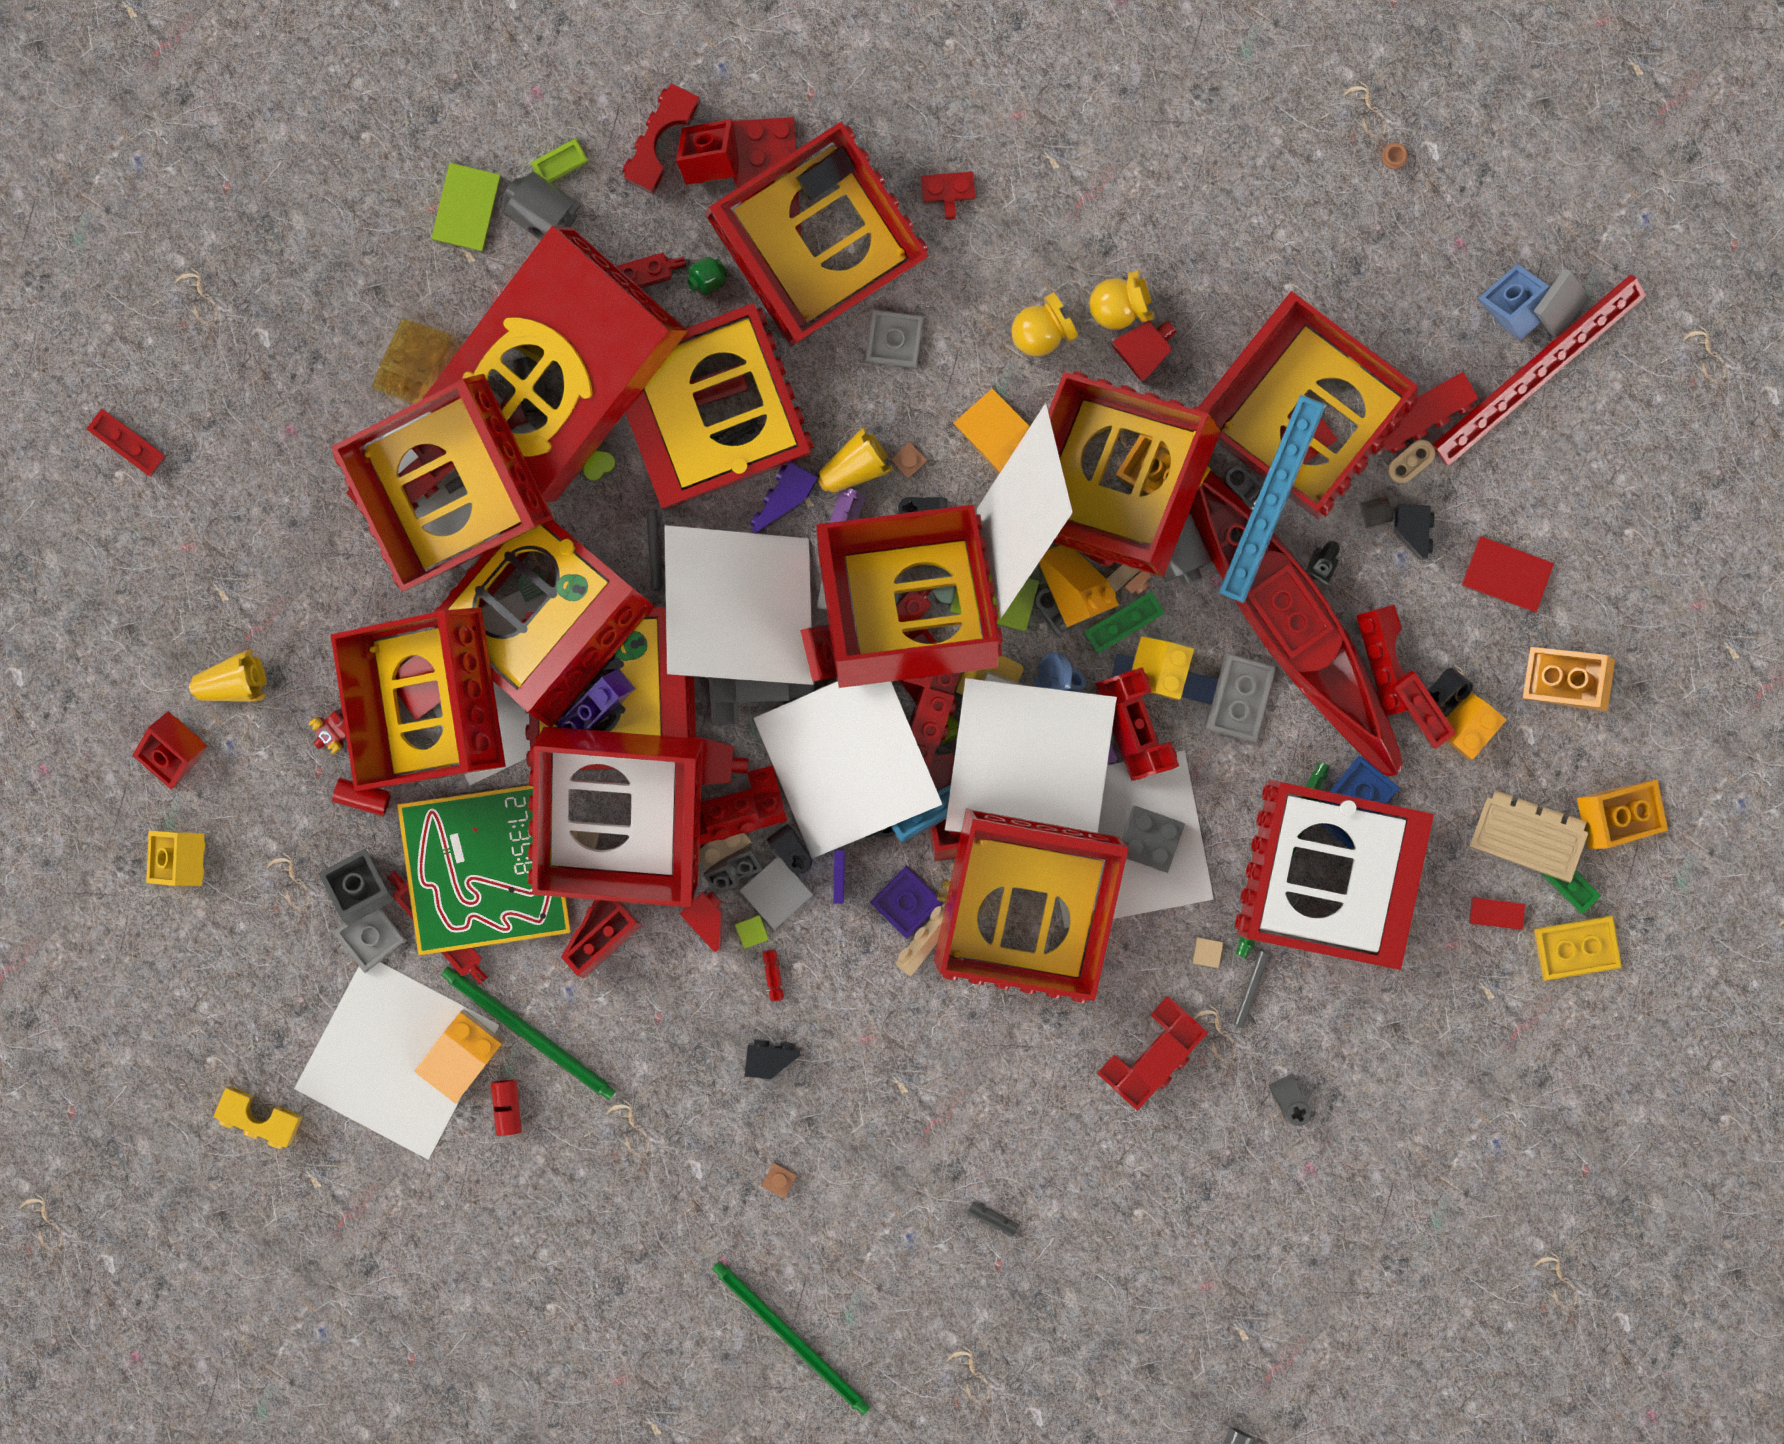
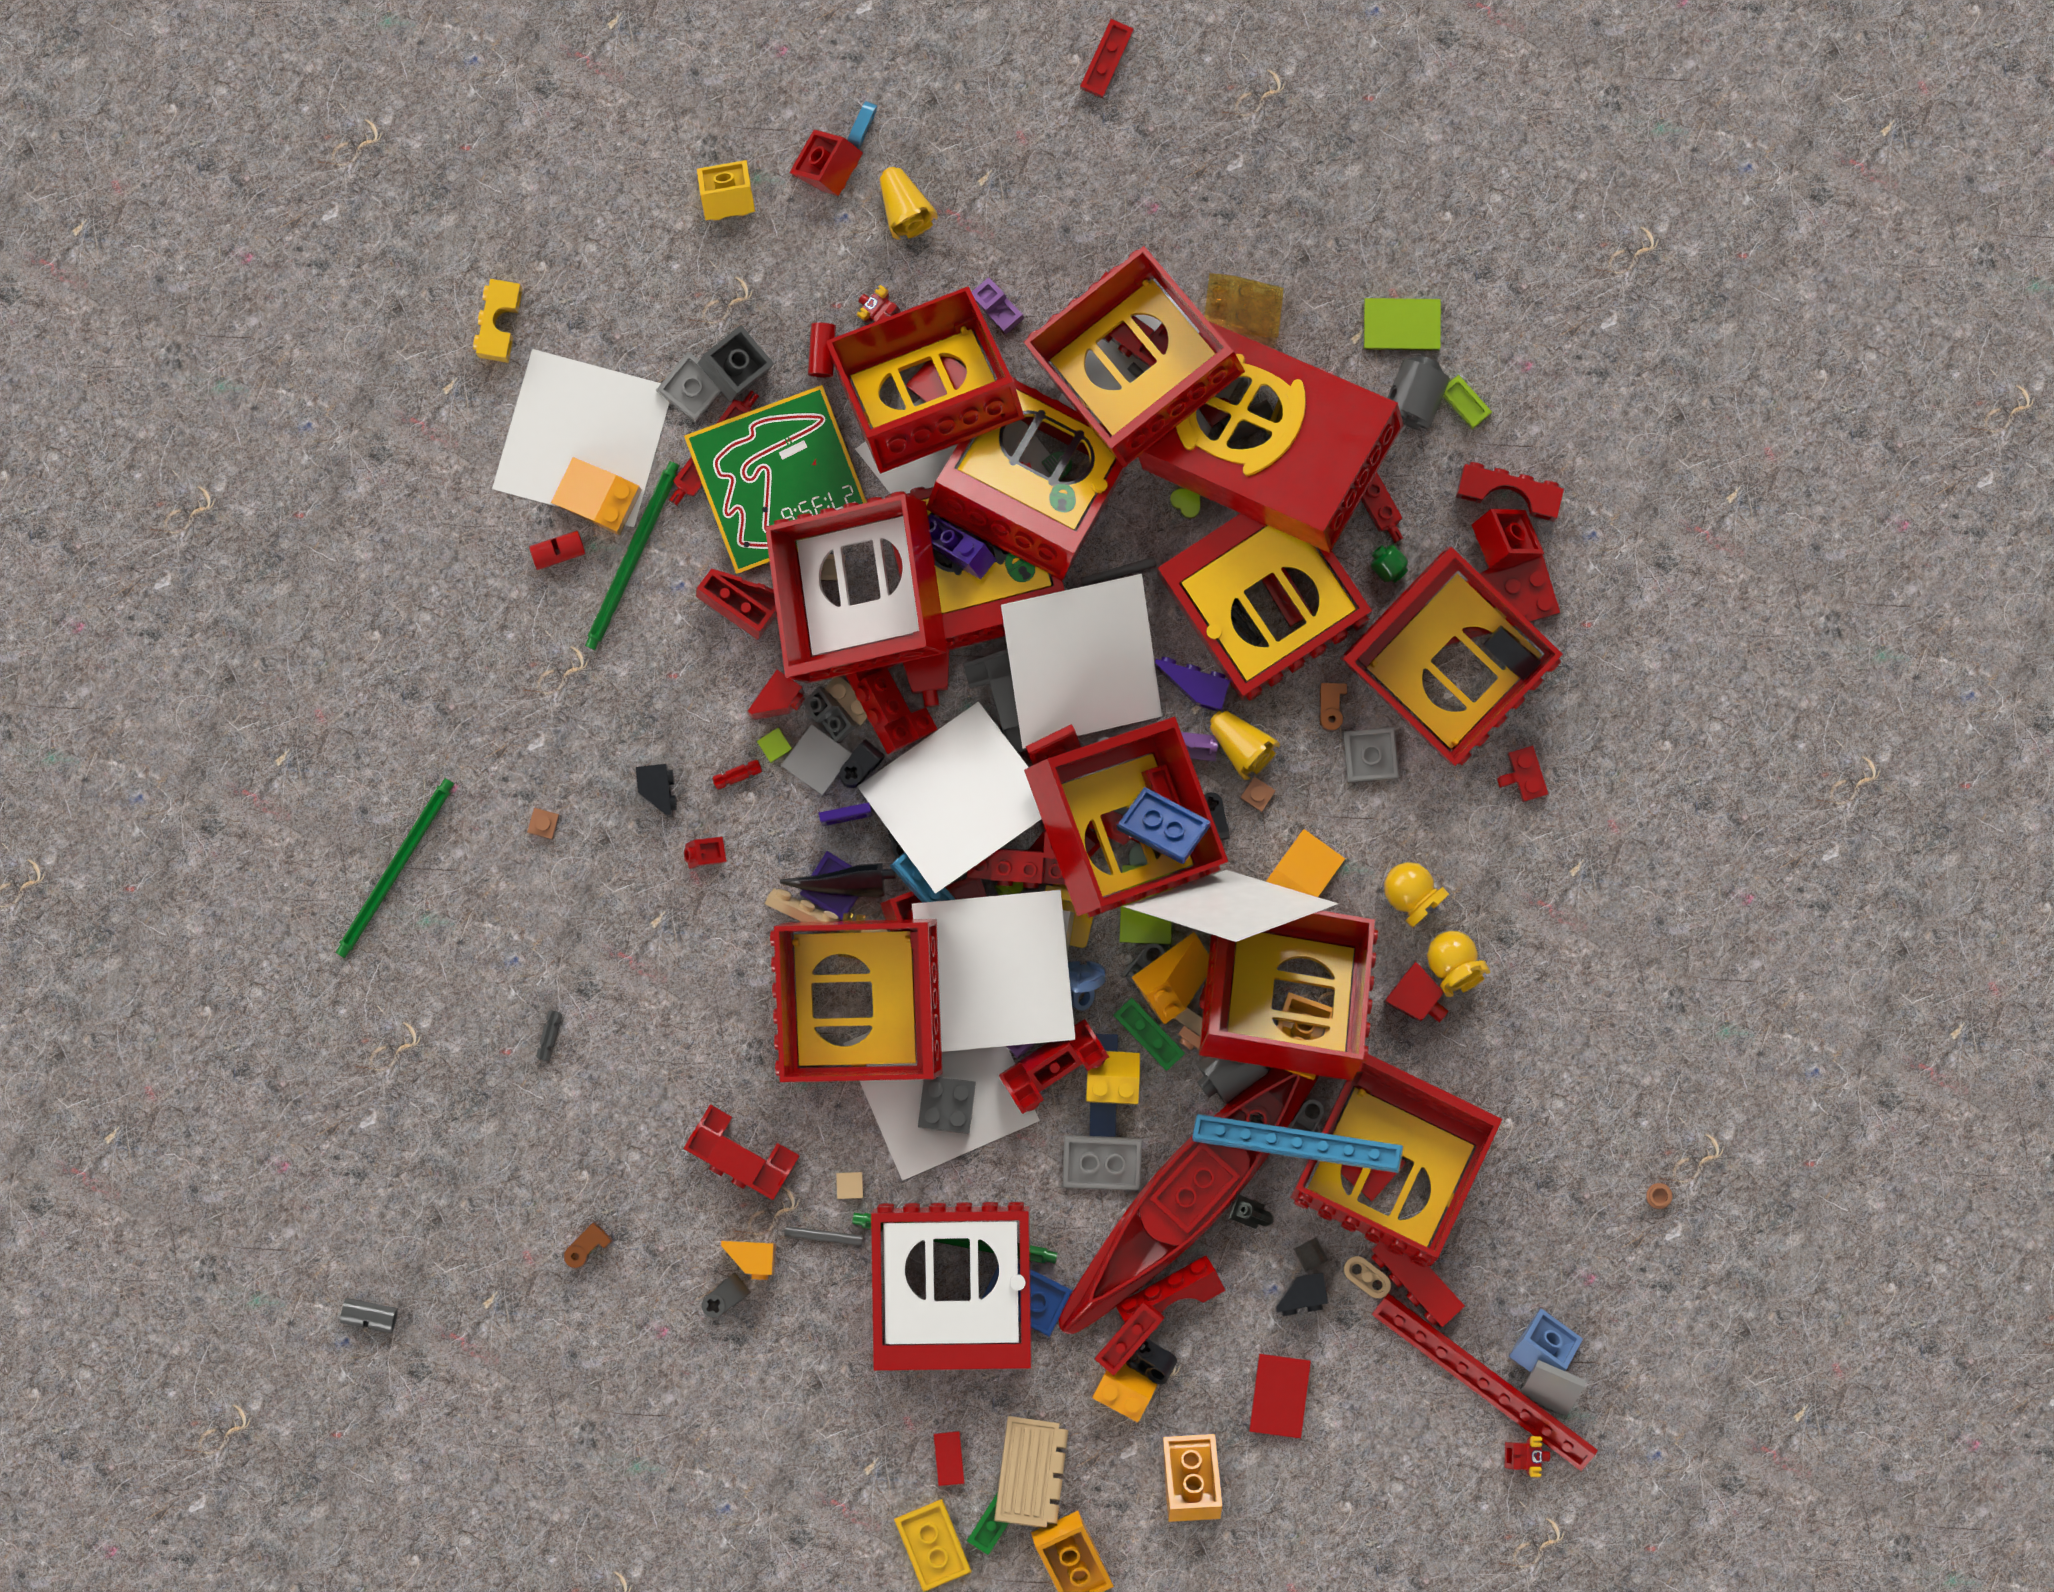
camera: 75 degrees right, 5 degrees down
(138, 705) = (862, 124): none -> dark azure beam
(356, 610) = (997, 306): none -> medium lavender slope
(836, 368) = (1329, 714): none -> dark orange leg
(844, 1024) = (705, 852): none -> red bracket
(886, 554) = (1160, 782): none -> red tile
(907, 880) = (858, 881): none -> black piece
(923, 560) = (1163, 825): none -> blue tile
(1214, 1235) = (579, 1251): none -> dark orange leg
(1259, 1065) = (752, 1257): none -> light orange slope
(1621, 346) = (1526, 1456): none -> red piece

